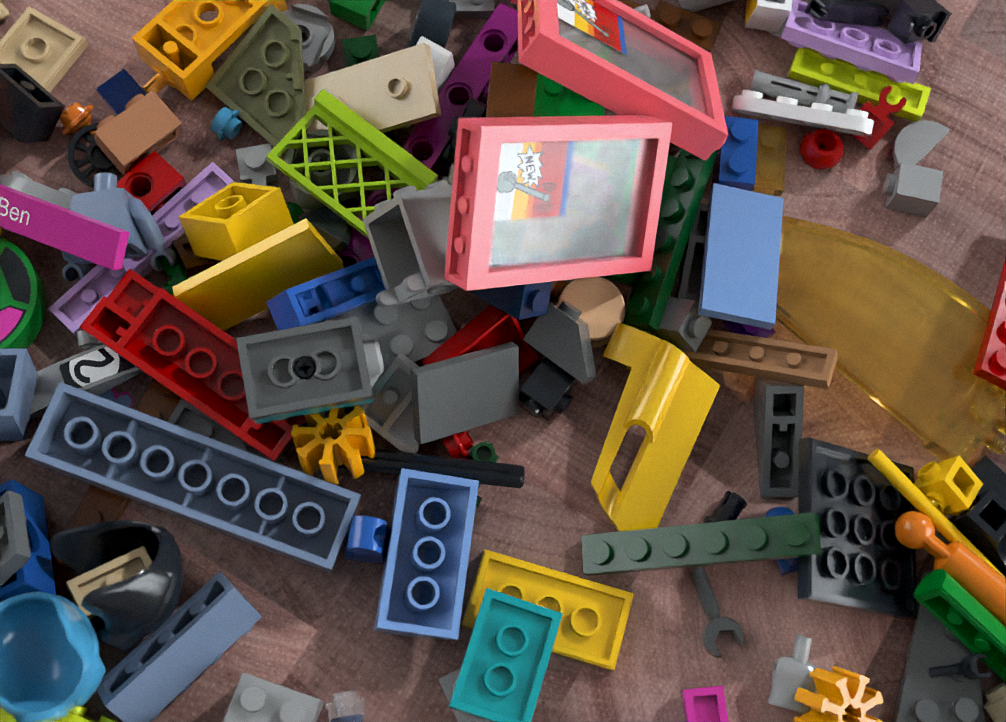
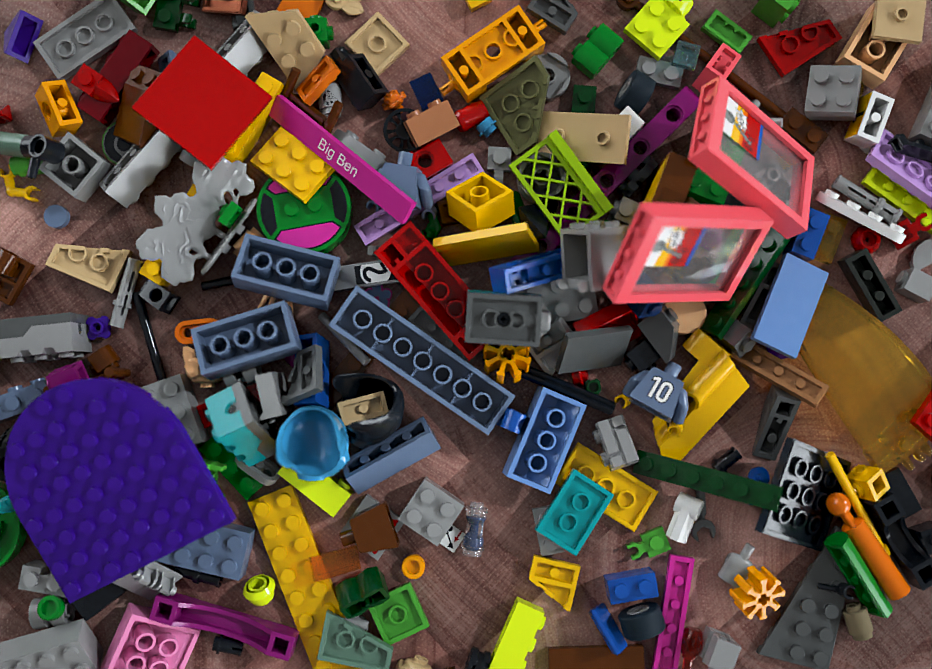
camera: 25 degrees right, 15 degrees up
(68, 486) = (352, 347): none -> light grey bar
(199, 113) = (471, 115): none -> red piece
(543, 531) = (615, 442): none -> light grey brick
(586, 434) = (659, 394): none -> sand blue torso
(649, 680) = (652, 542): none -> bright green plate
(686, 611) = (687, 511): none -> white piece
(845, 199) = (869, 284): none -> pearl dark grey brick

